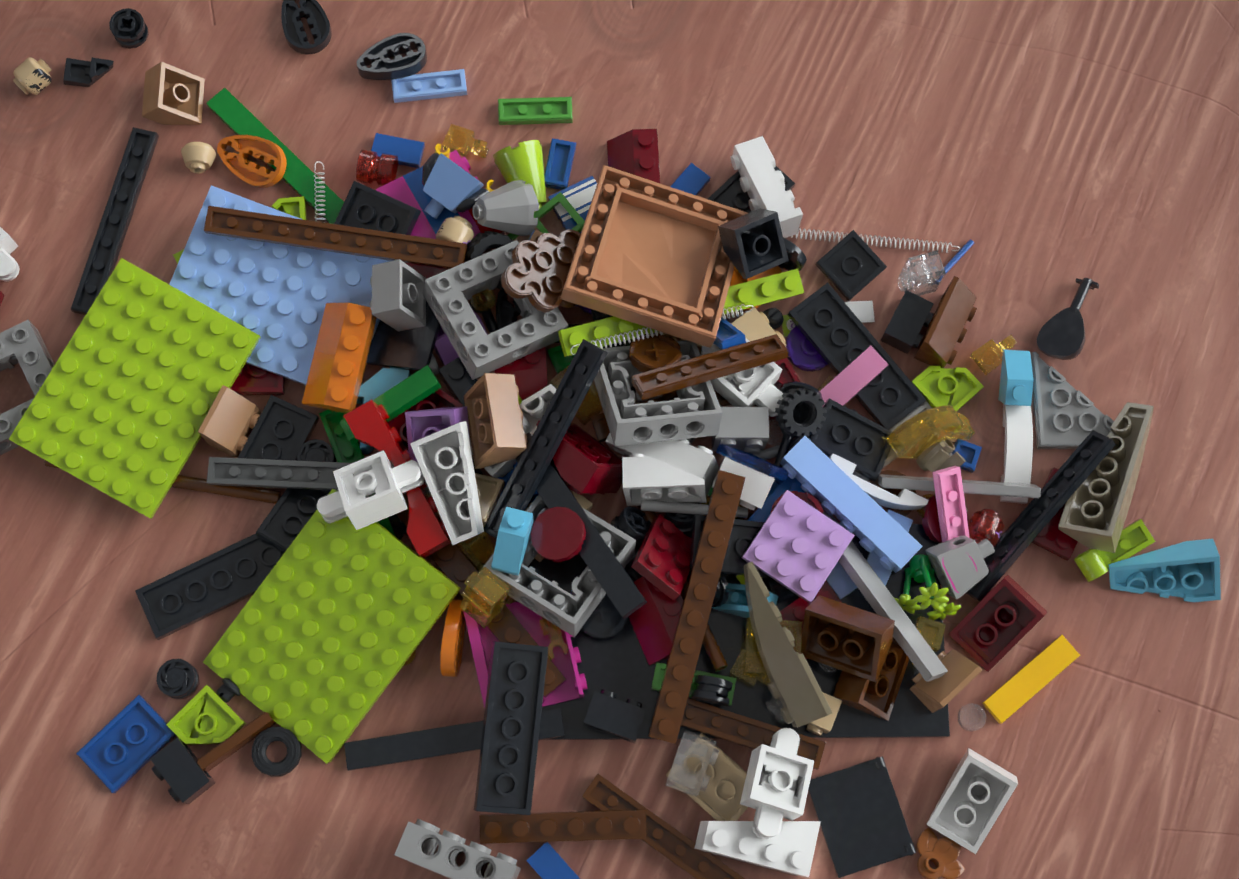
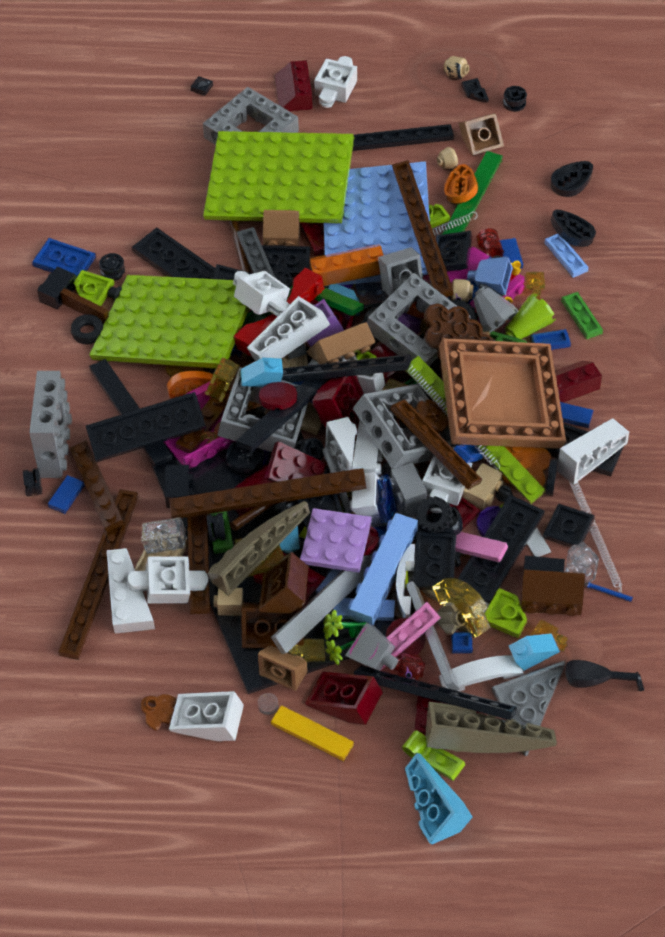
camera: 75 degrees right, 20 degrees down
(754, 242) = (539, 441): black slope -> none
(860, 817) = (169, 656): black piece -> none

